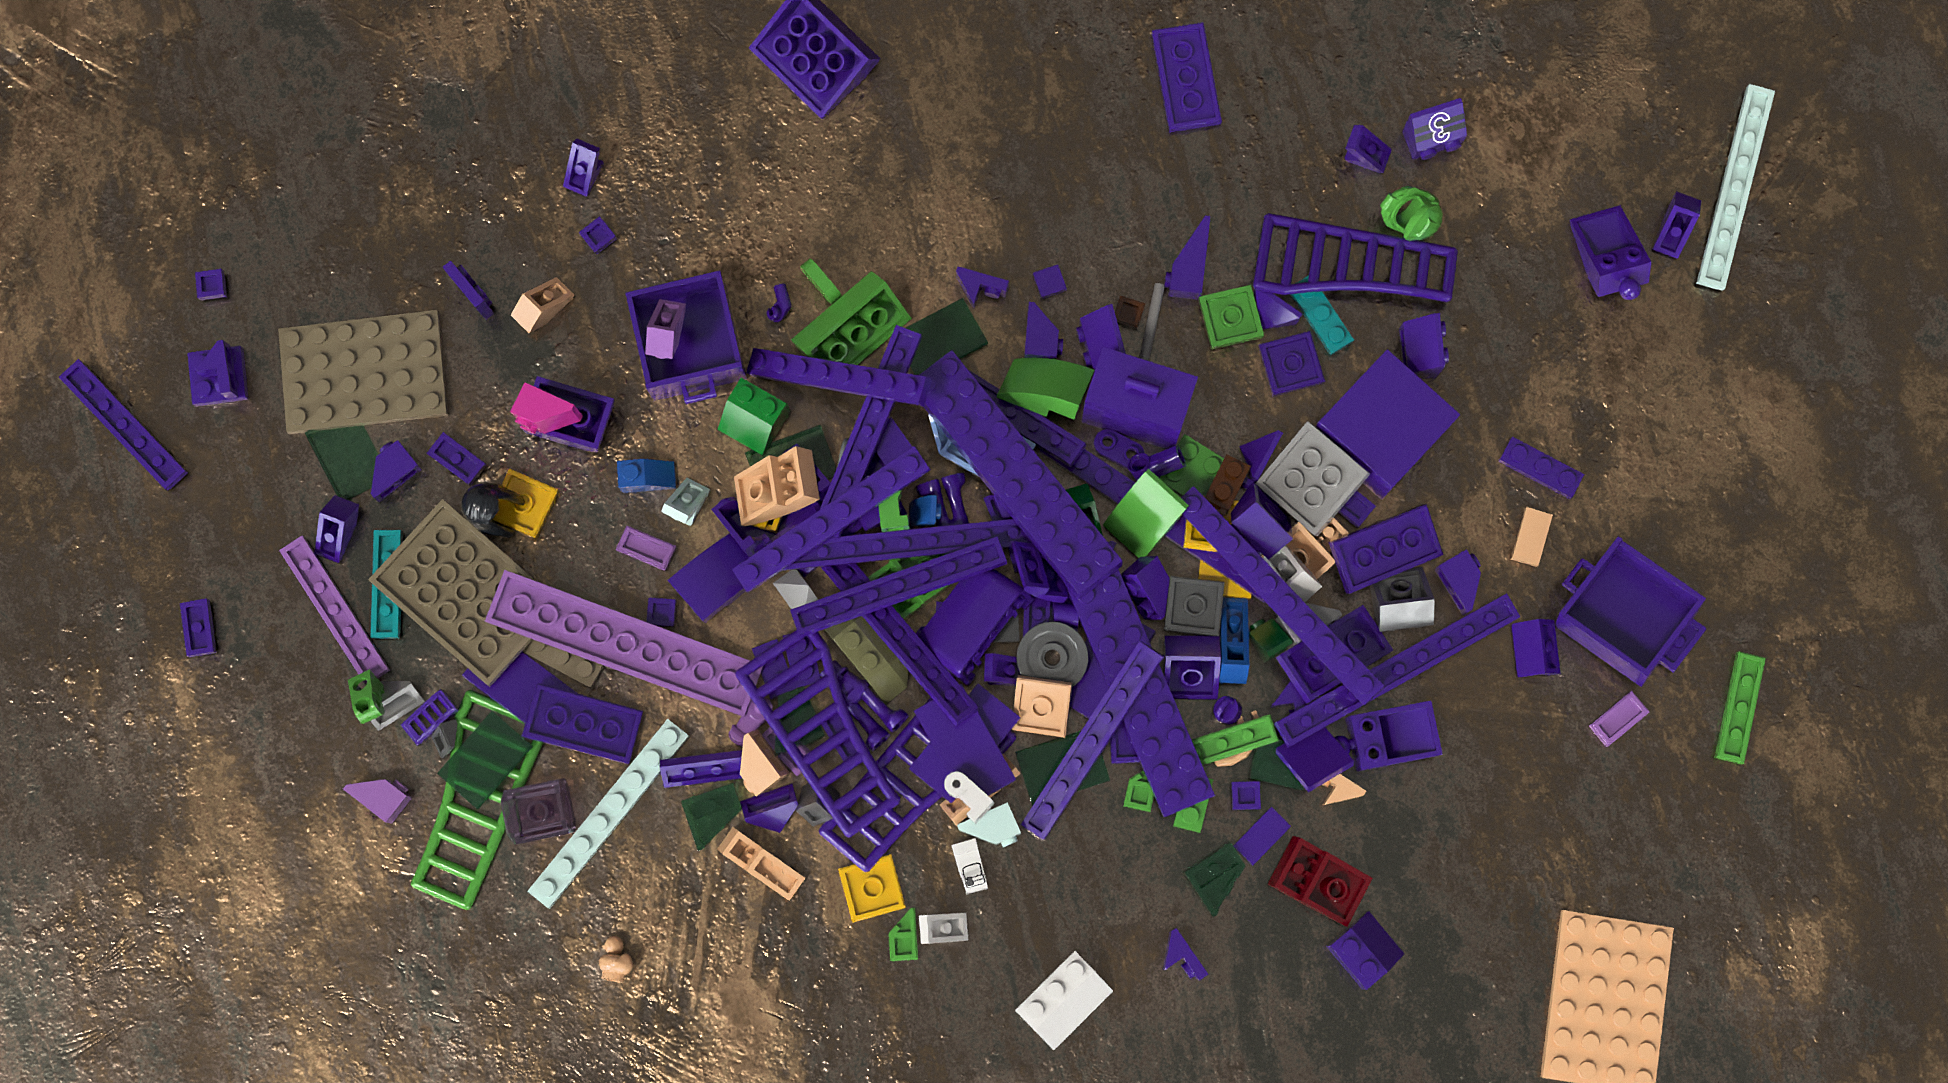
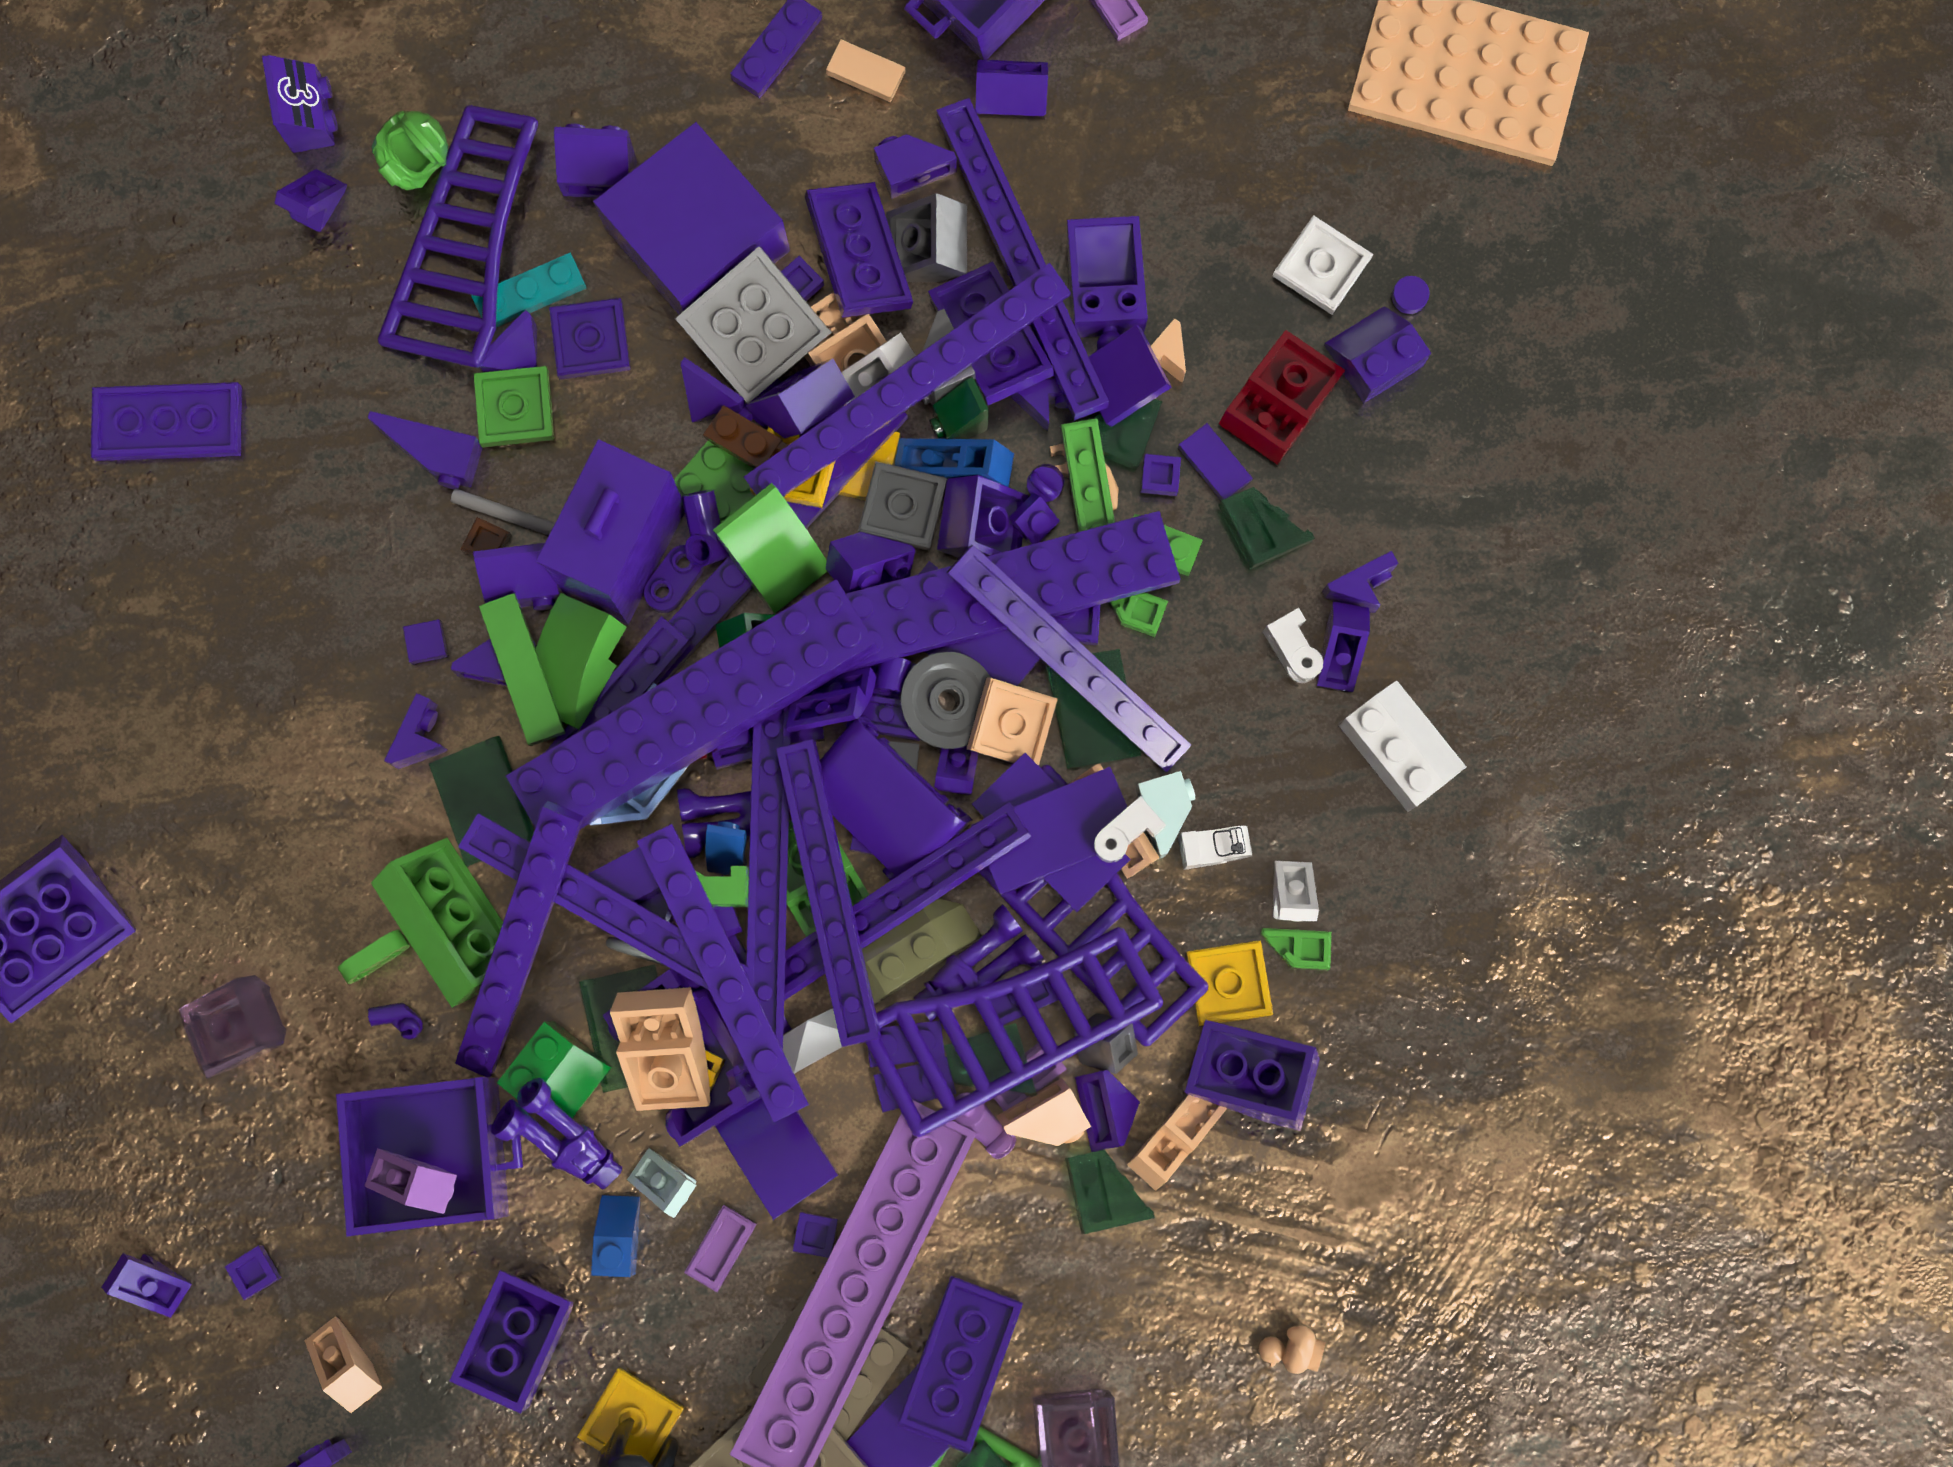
camera: 90 degrees left, 0 degrees up
(543, 411) = (505, 1375): dark pink slope -> none
(607, 814) = (1088, 1340): light aqua plate -> none
(701, 439) = (575, 1153): none -> dark purple piece
(701, 768) = (1042, 1200): dark purple plate -> none
(762, 194) = (232, 1025): none -> clear purple slope
(806, 911) = (1254, 1074): none -> dark purple slope
(1034, 351) = (522, 669): none -> bright green tile
(1118, 914) = (1292, 648): none -> white leg
(1132, 946) = (1344, 646): none -> dark purple slope
(1198, 704) = (1034, 519): none -> dark purple plate
(1416, 973) = (1410, 294): none -> dark purple tile
(1429, 902) = (1322, 265): none -> white plate

